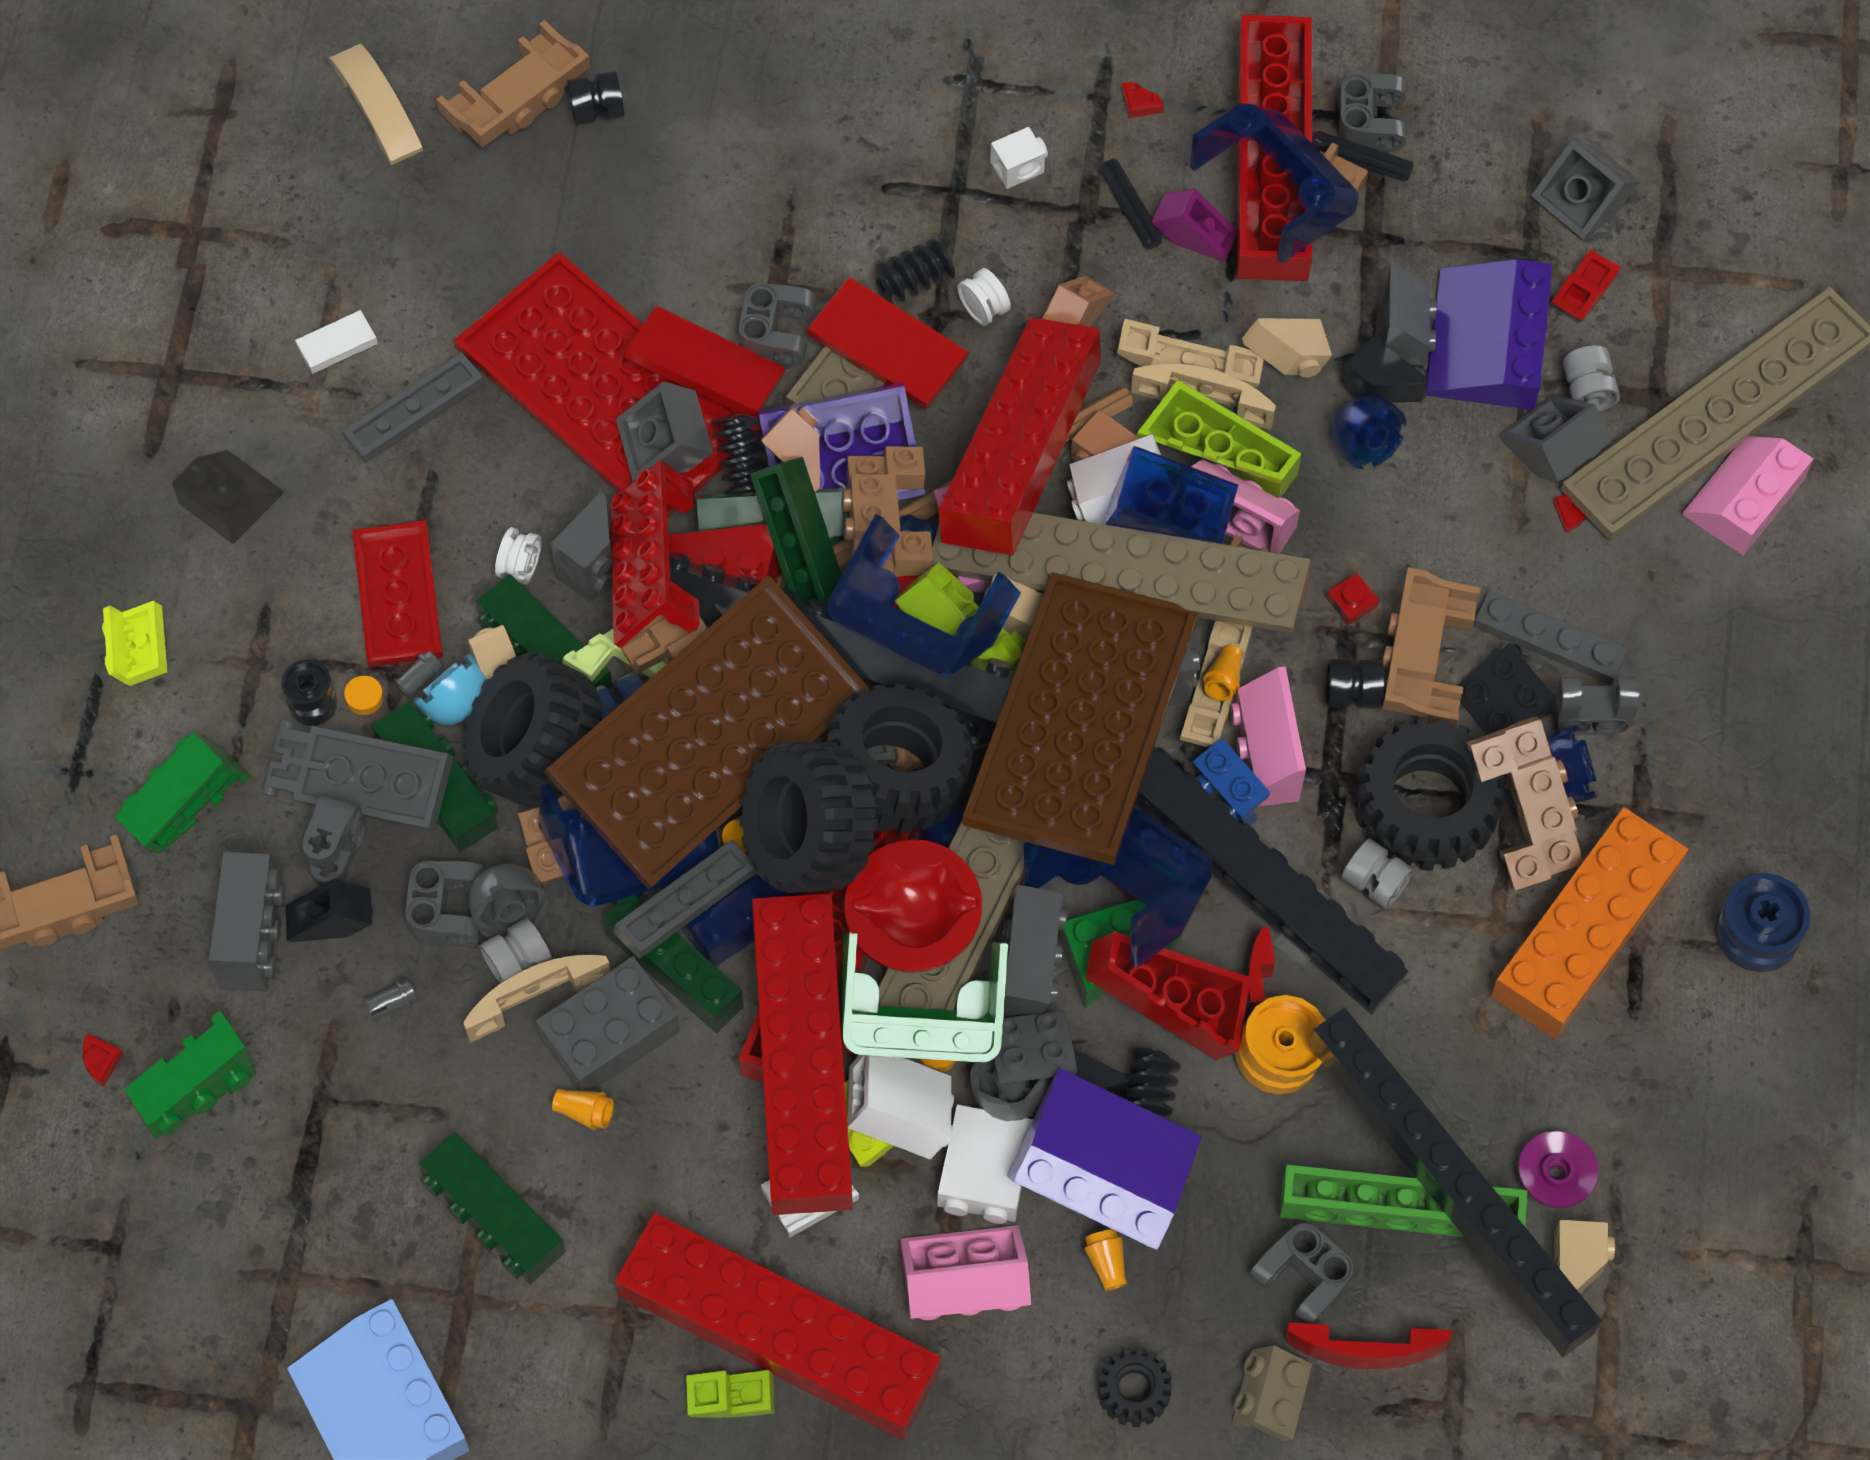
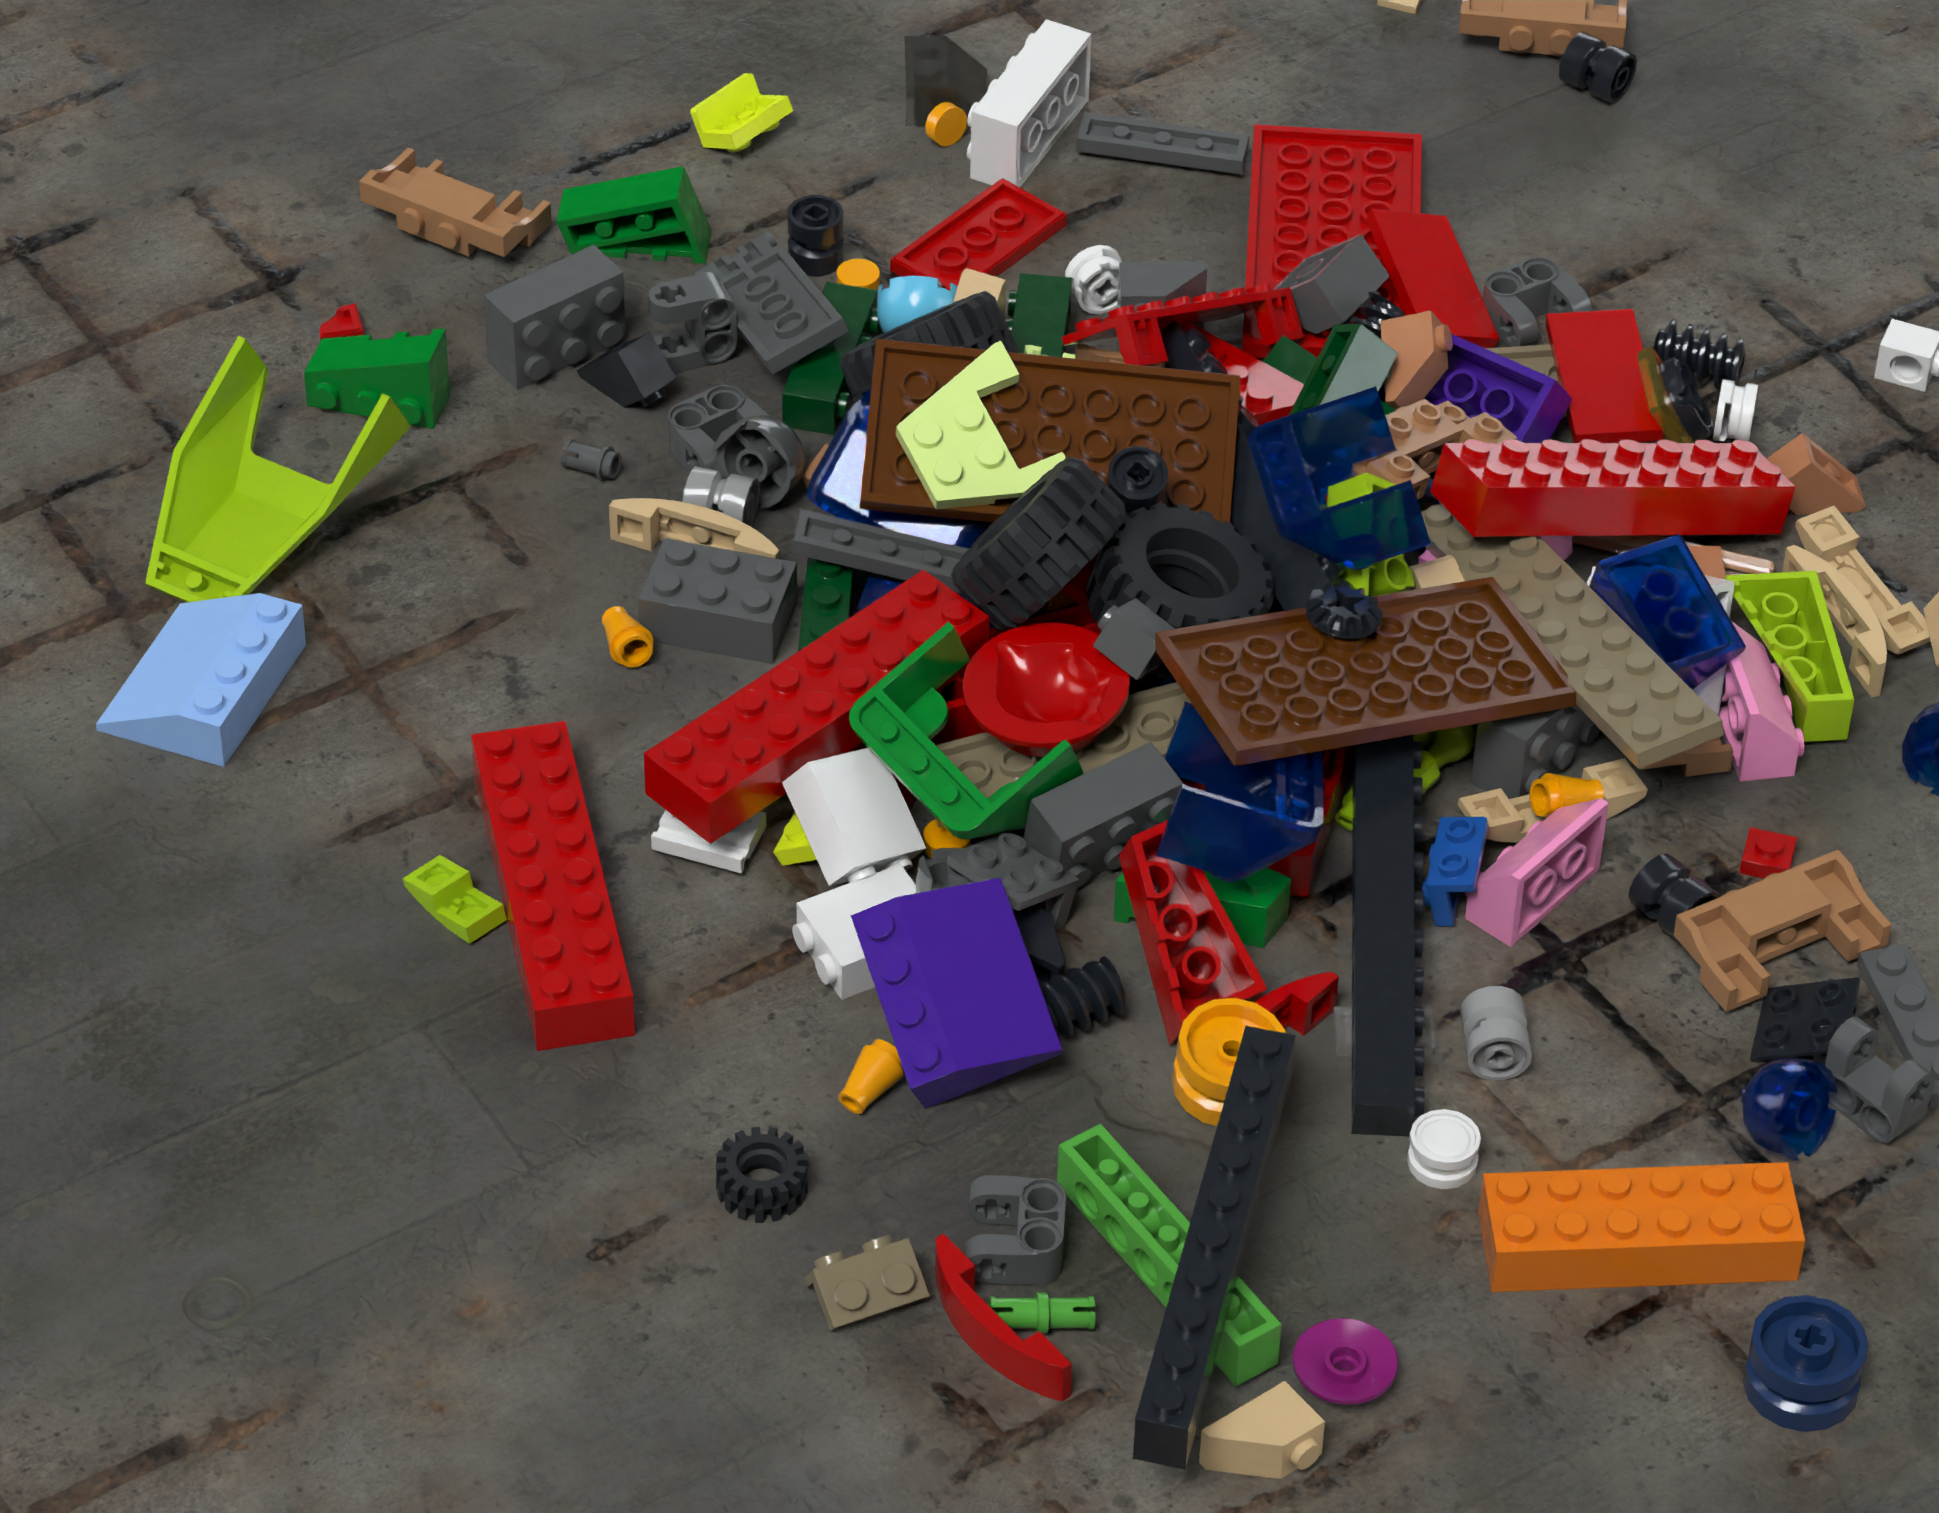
camera: 50 degrees right, 20 degrees down
(249, 1264) = (237, 514): none -> lime windscreen
(267, 522) = (946, 124): none -> light orange tile
(312, 461) = (1029, 104): none -> white brick
(336, 342) = (1167, 68): white tile -> none
(491, 1208) = (461, 634): dark green brick -> none
(673, 792) = (958, 445): none -> yellowish green wing
(806, 716) = (1138, 477): none -> black wheel
(936, 826) = (1130, 637): none -> dark grey brick
(951, 331) = (1658, 398): none -> clear yellow tile
(954, 315) = (1683, 394): none -> black tile
(965, 1272) = (742, 982): bright pink slope -> none
(1041, 702) = (1330, 611): none -> black gear
(1380, 1308) = (1044, 1312): none -> bright green pin
(1417, 837) = (1615, 1060): black tyre -> none
(1437, 977) = (1443, 1149): none -> white wheel
(1538, 797) = (1712, 1079): medium nougat bracket -> none

